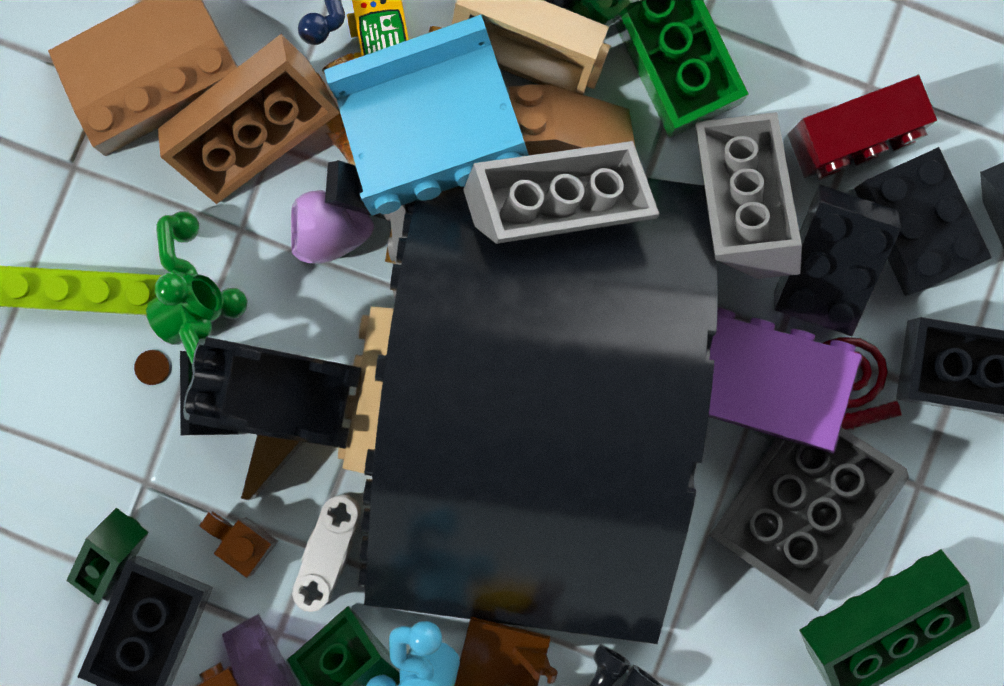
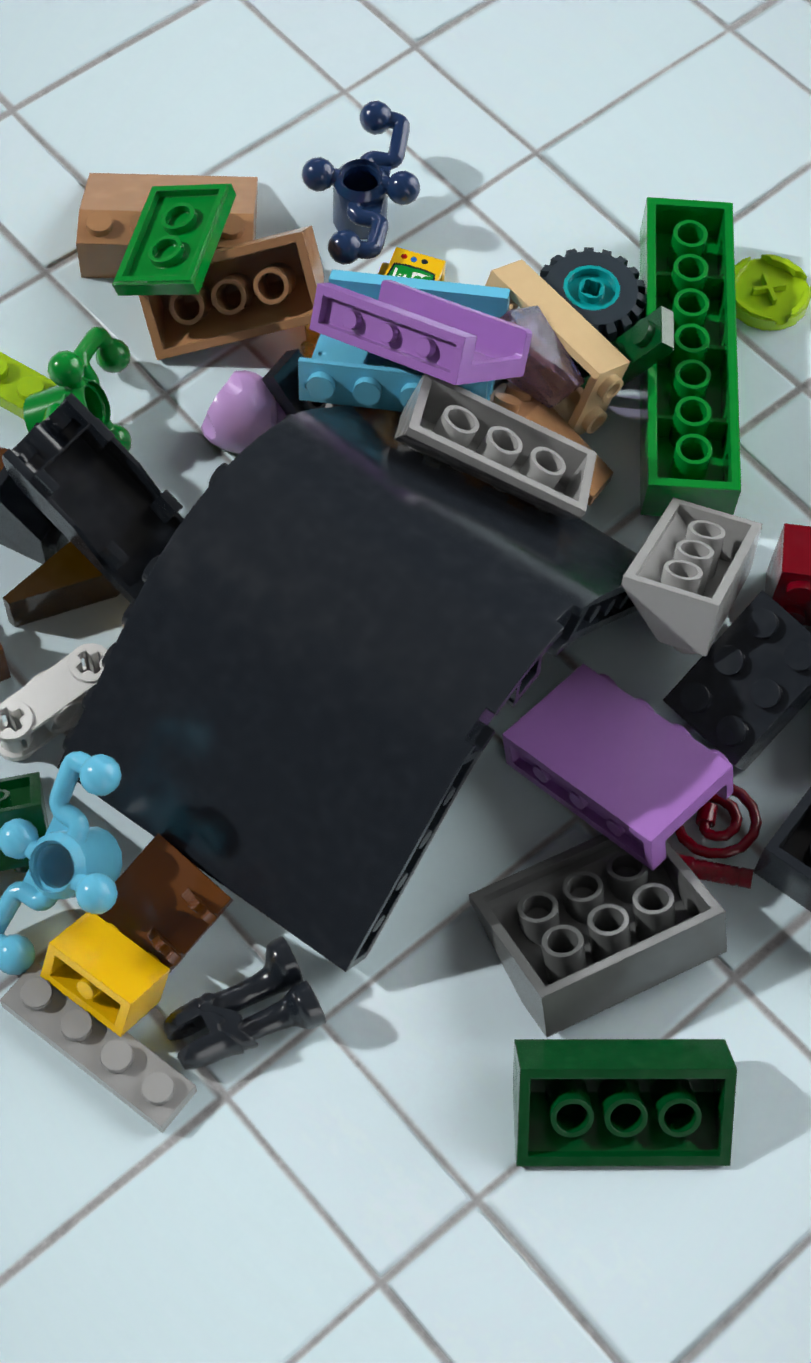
camera: 30 degrees right, 25 degrees down
(179, 111) = (174, 240): none -> green tile
(446, 117) = (423, 332): none -> medium lavender panel
(528, 66) = (548, 369): none -> slope

